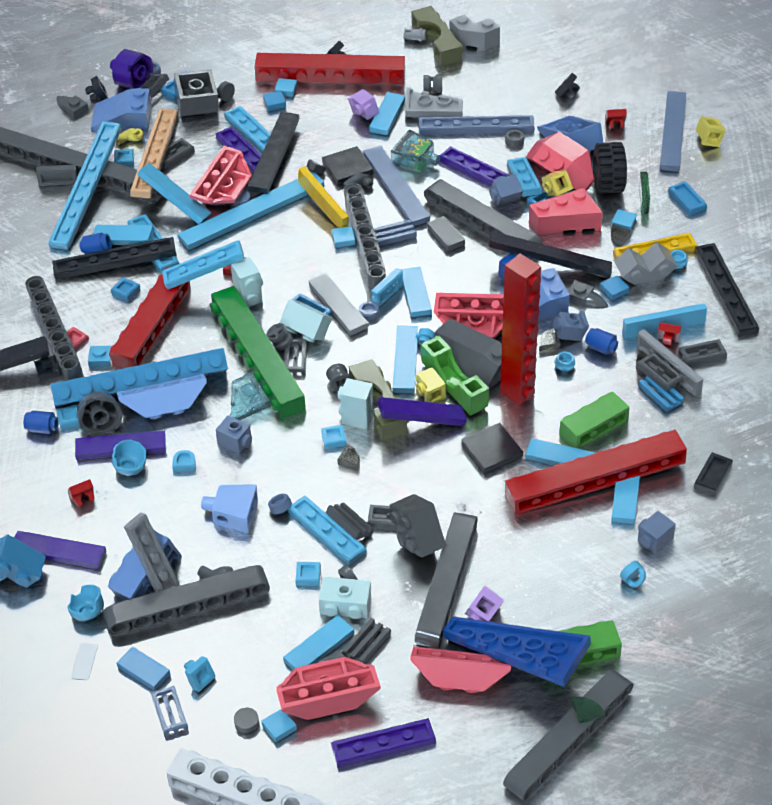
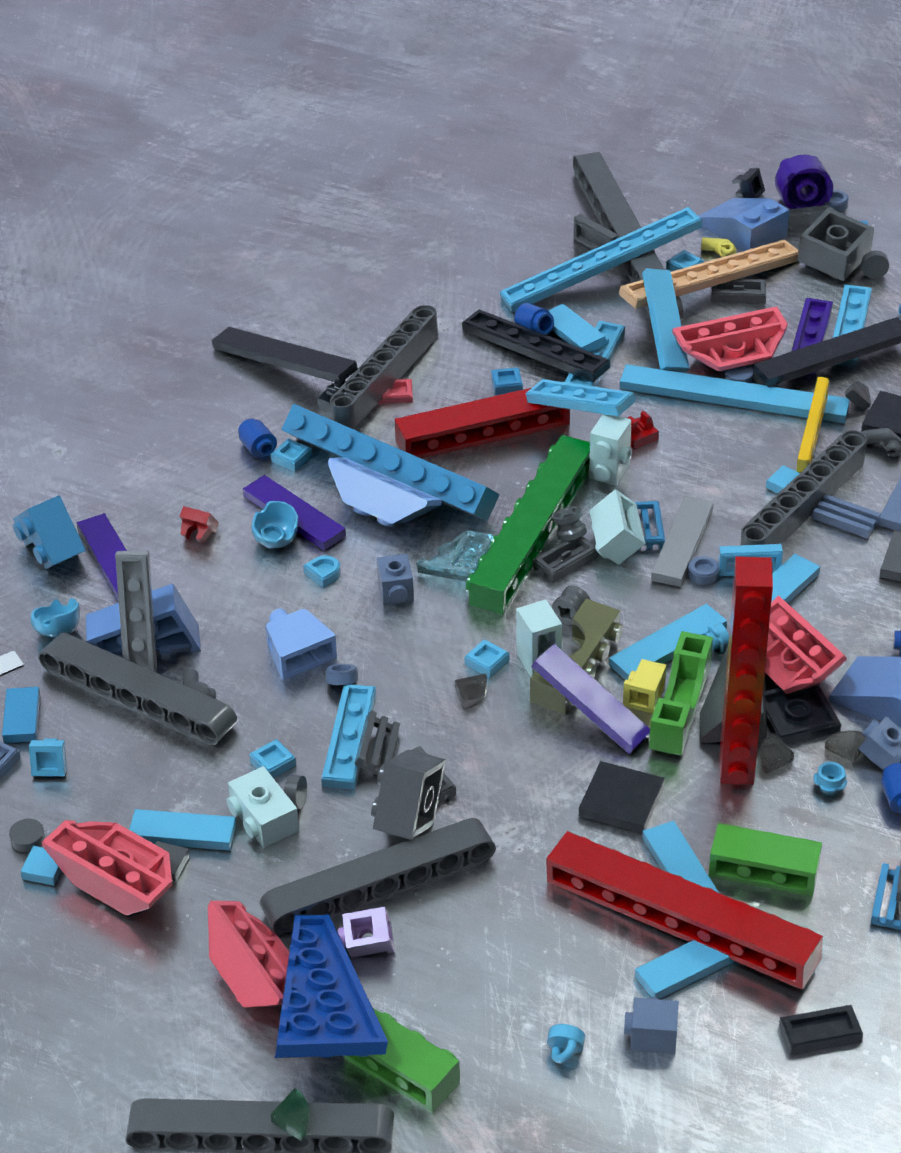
camera: 50 degrees right, 5 degrees down
(72, 105) = (710, 187): dark grey plate -> none
(99, 356) = (386, 420): medium azure plate -> none
(99, 414) = (305, 465): dark grey cylinder -> none
(373, 628) = (223, 863): dark grey tile -> none
(383, 742) = (100, 968): dark purple tile -> none

